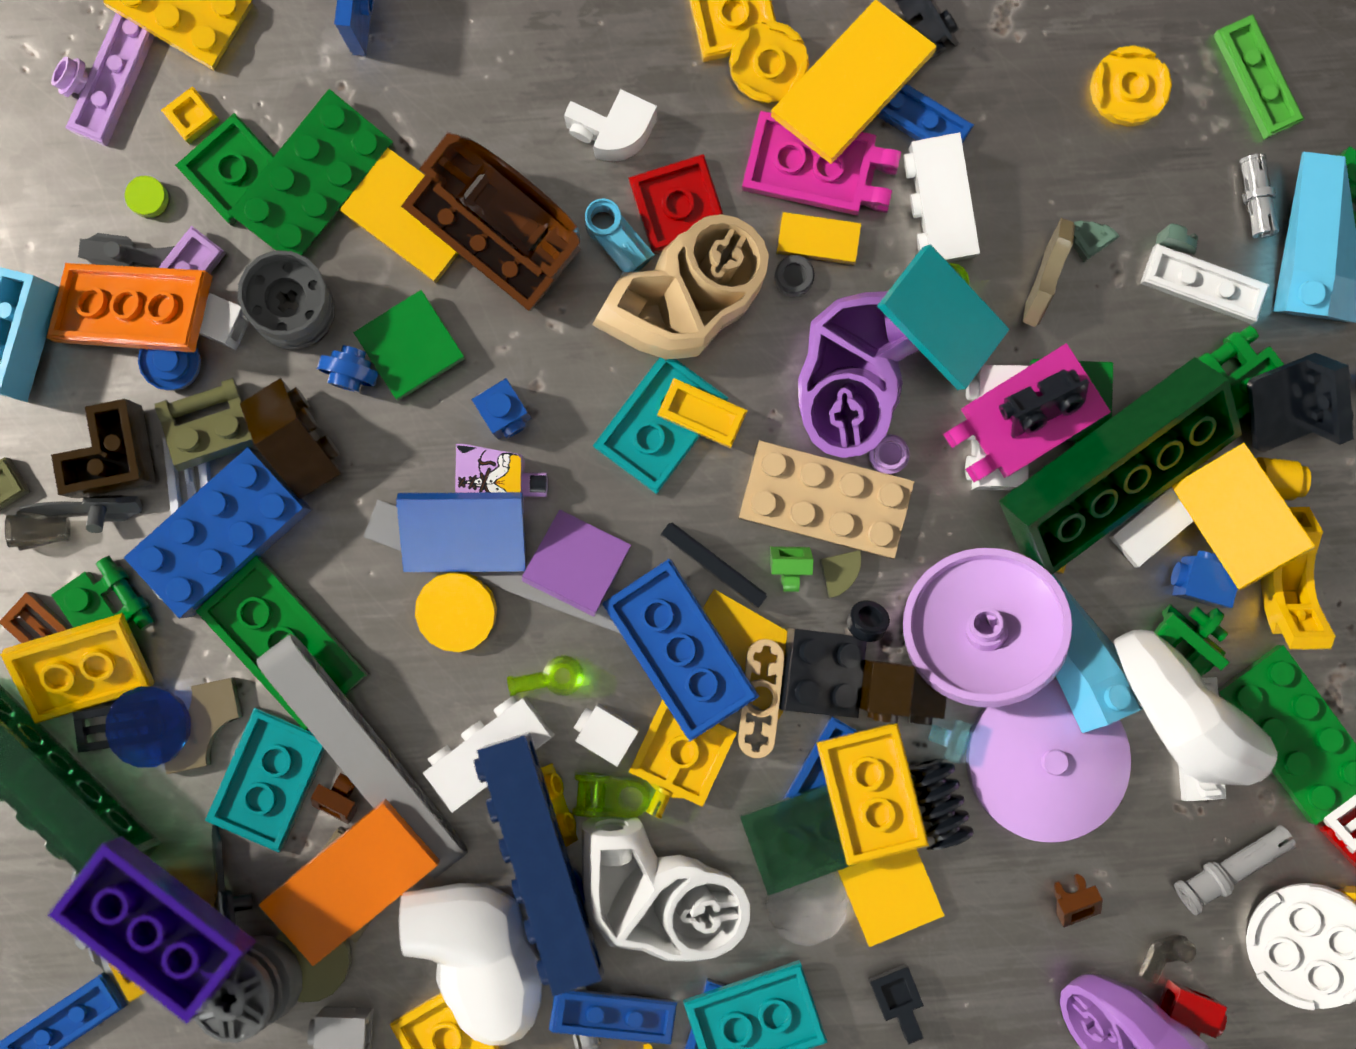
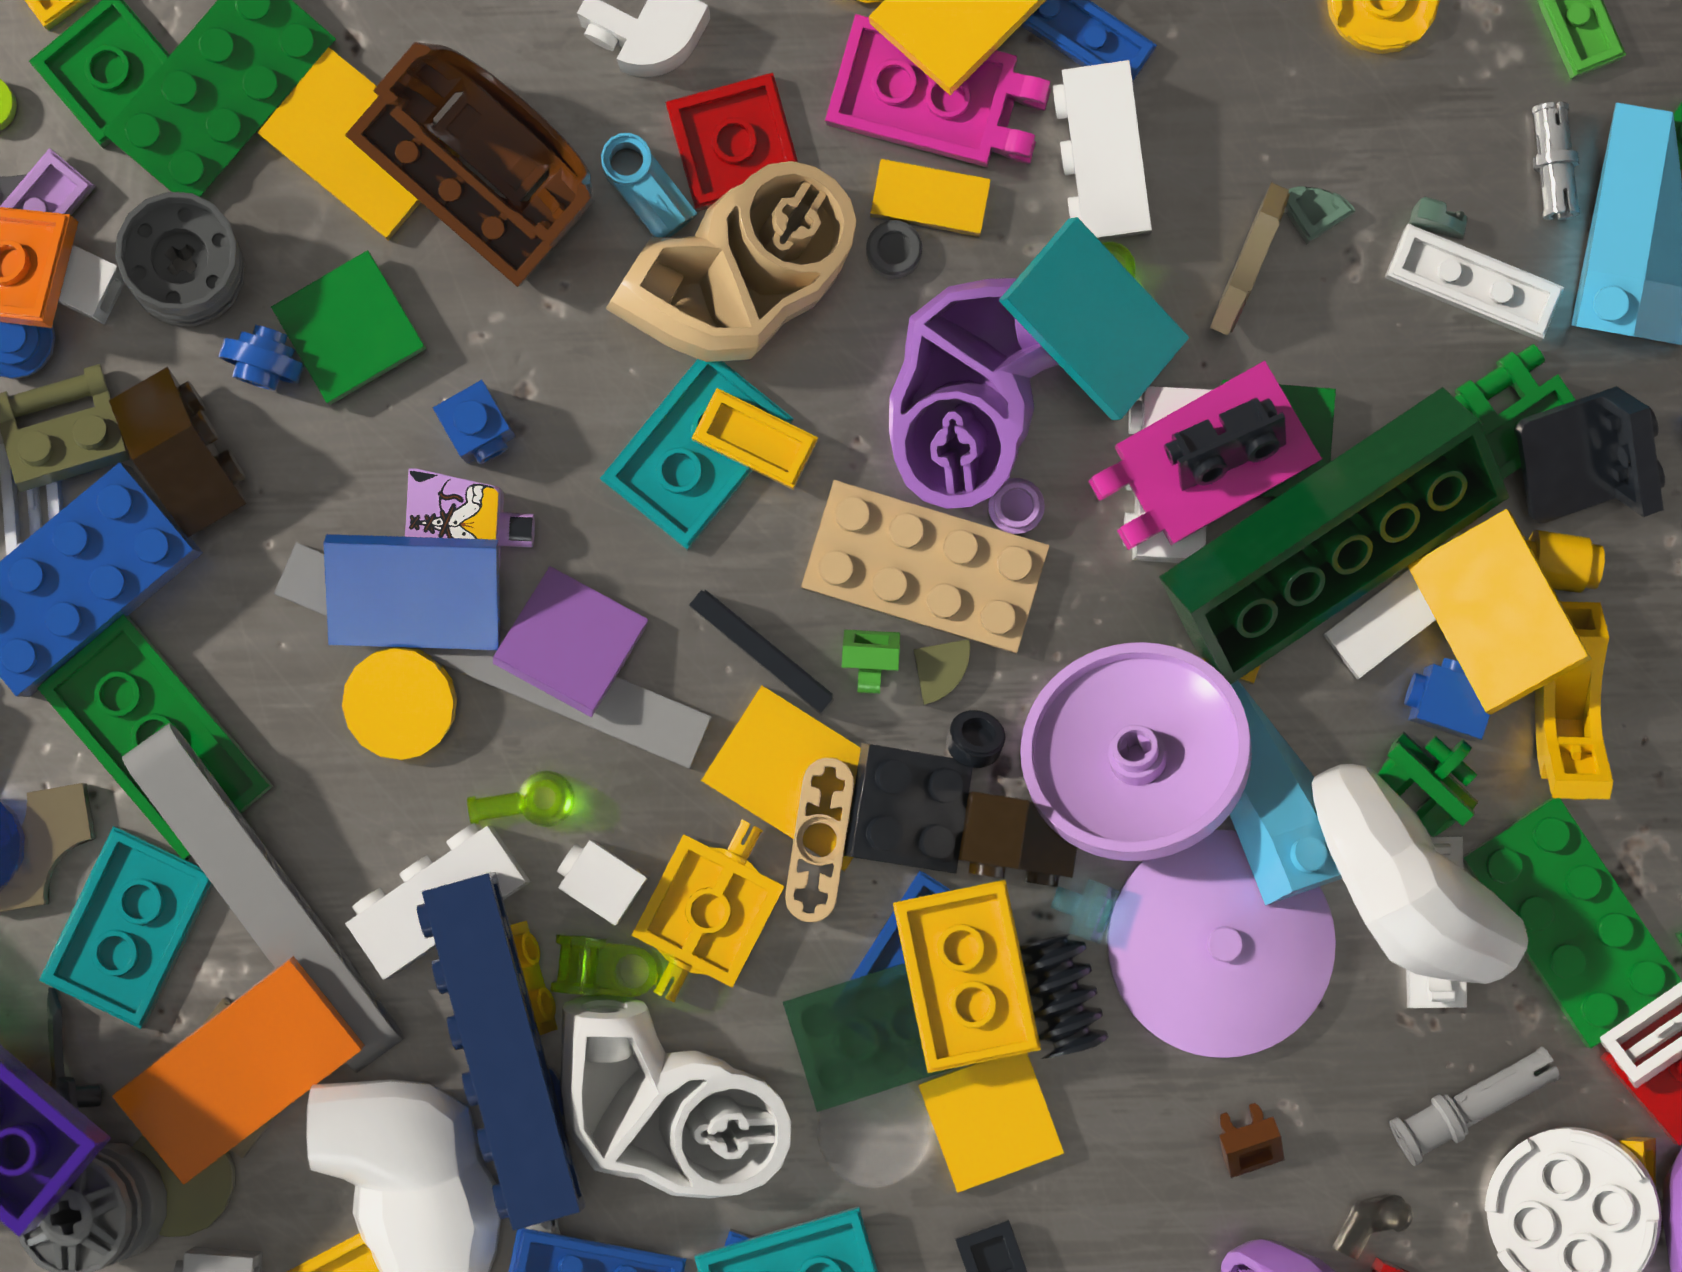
camera: 10 degrees right, 0 degrees up
(336, 801) = (223, 959): reddish brown tile -> none
(680, 650) = (709, 767): blue tile -> none

